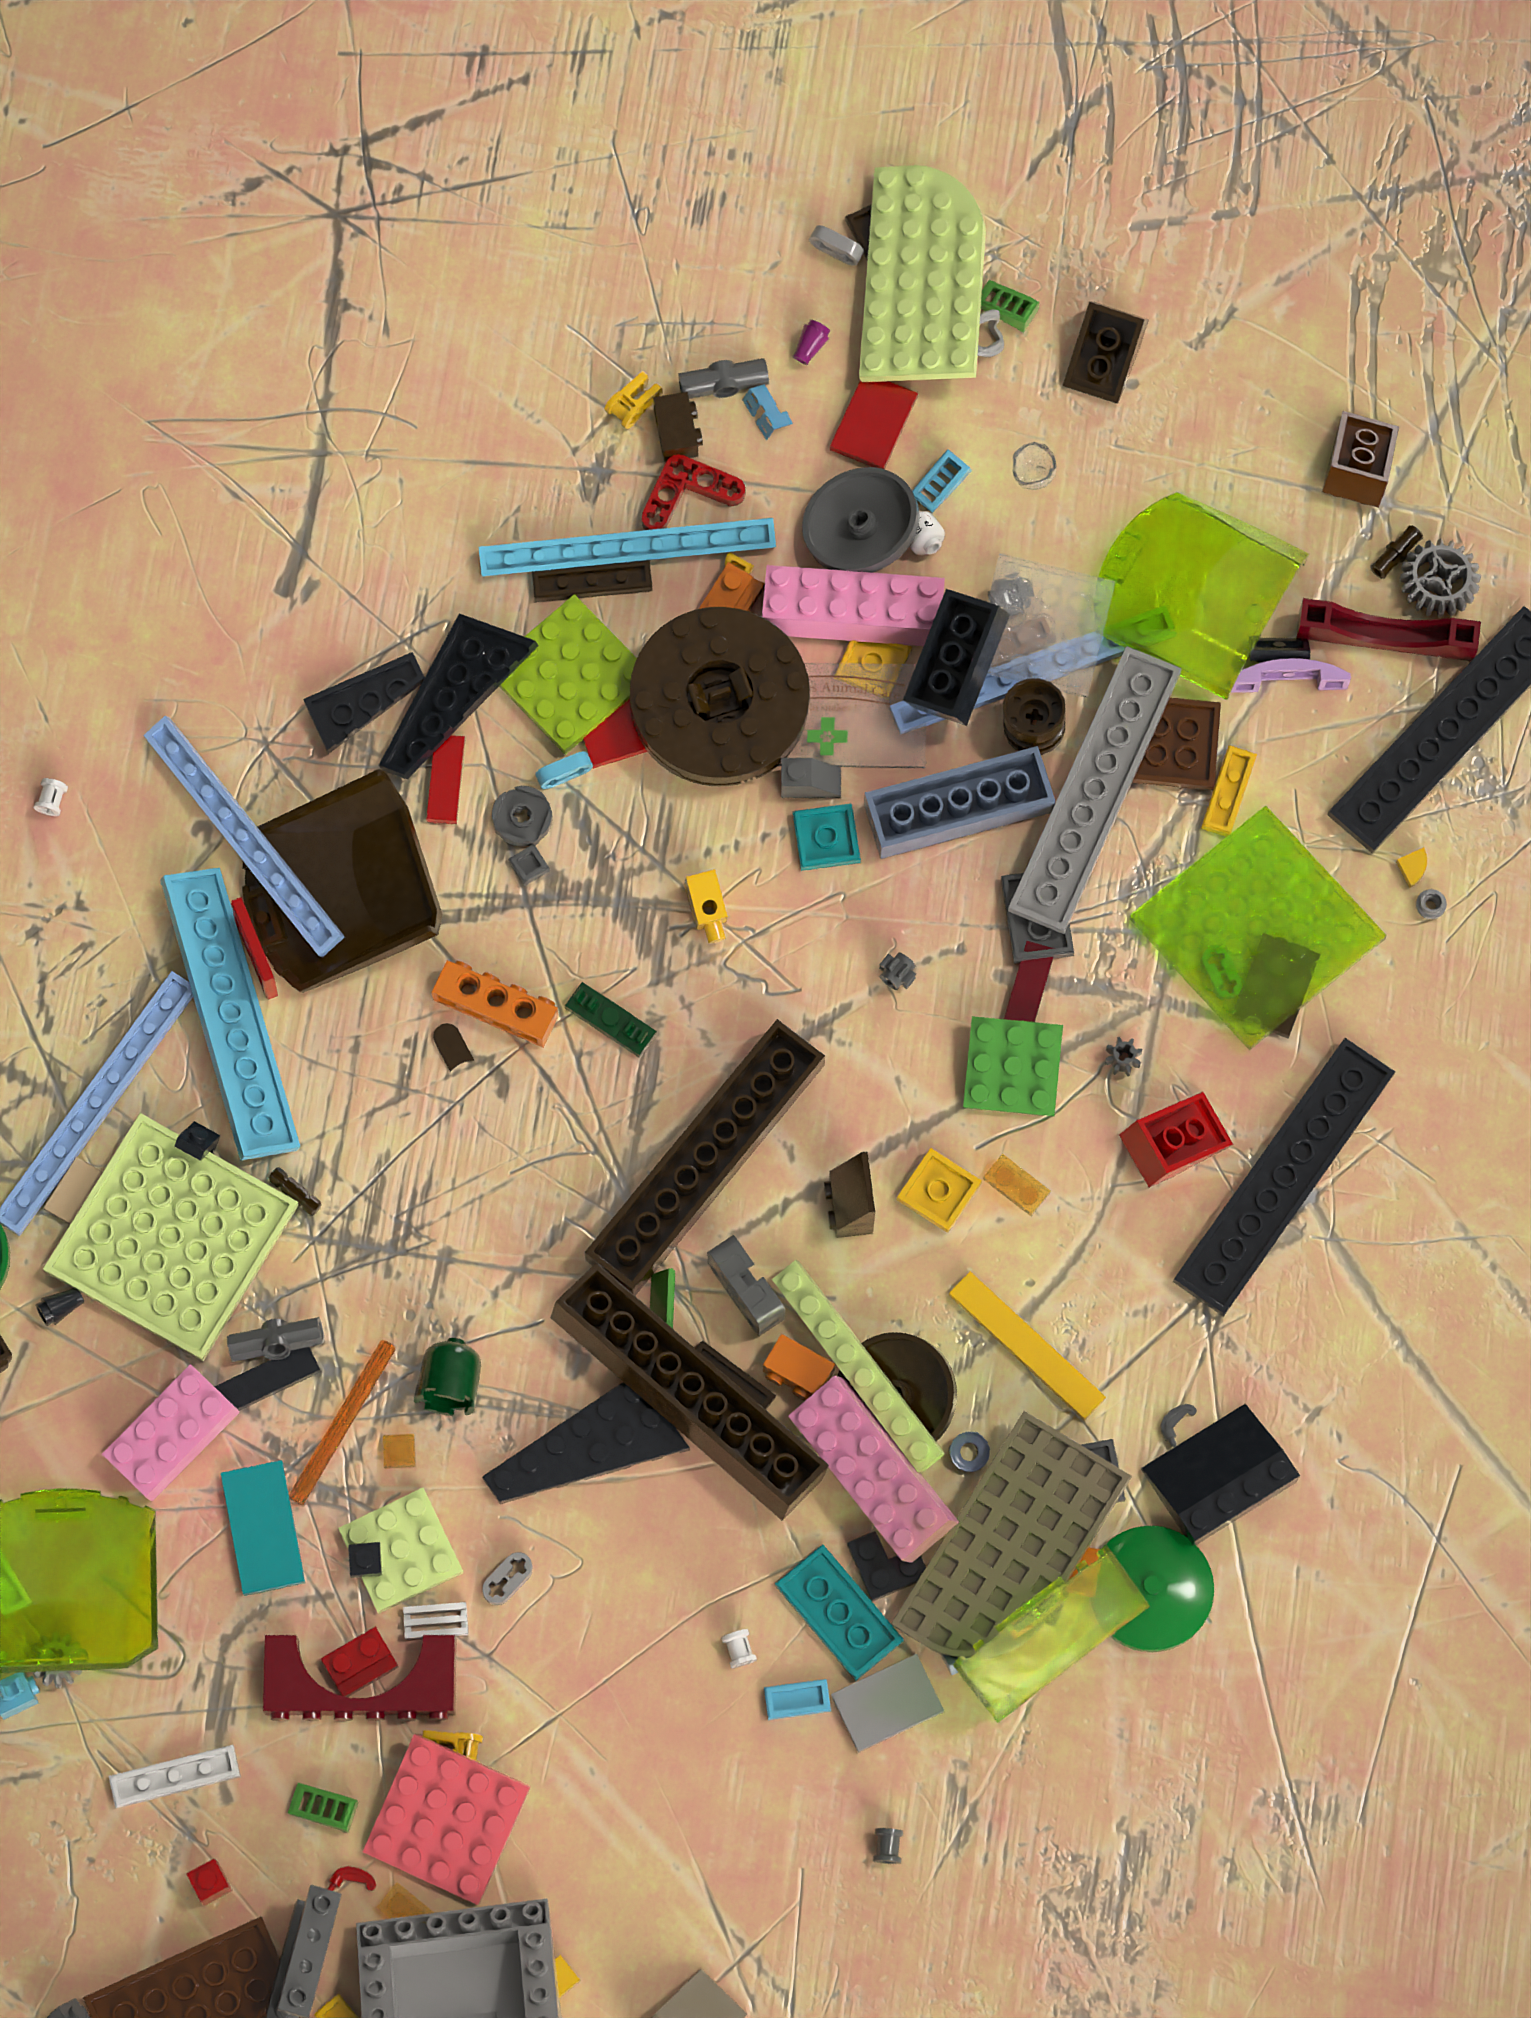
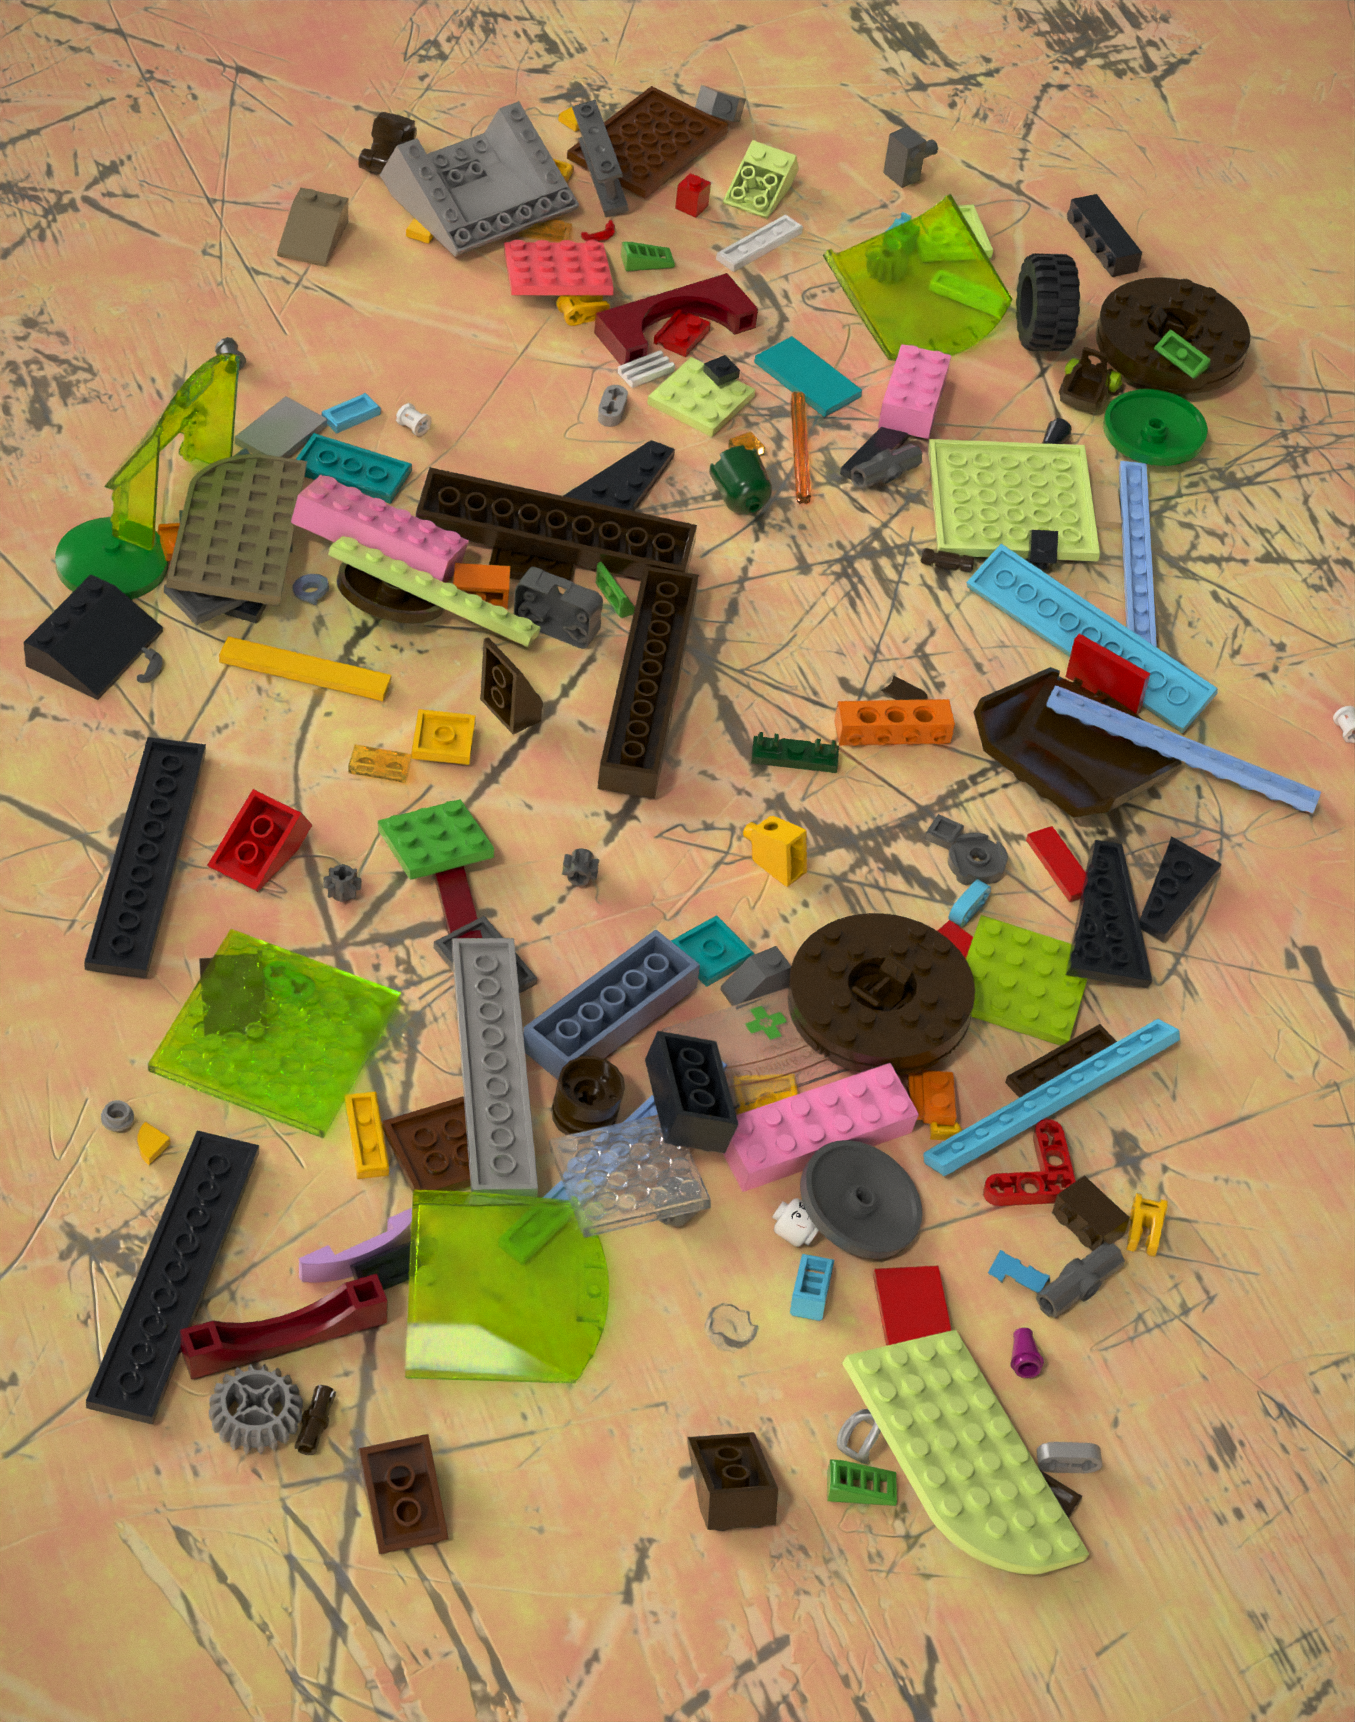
camera: 145 degrees right, 25 degrees down
(108, 1875) = (762, 179): none -> yellowish green slope

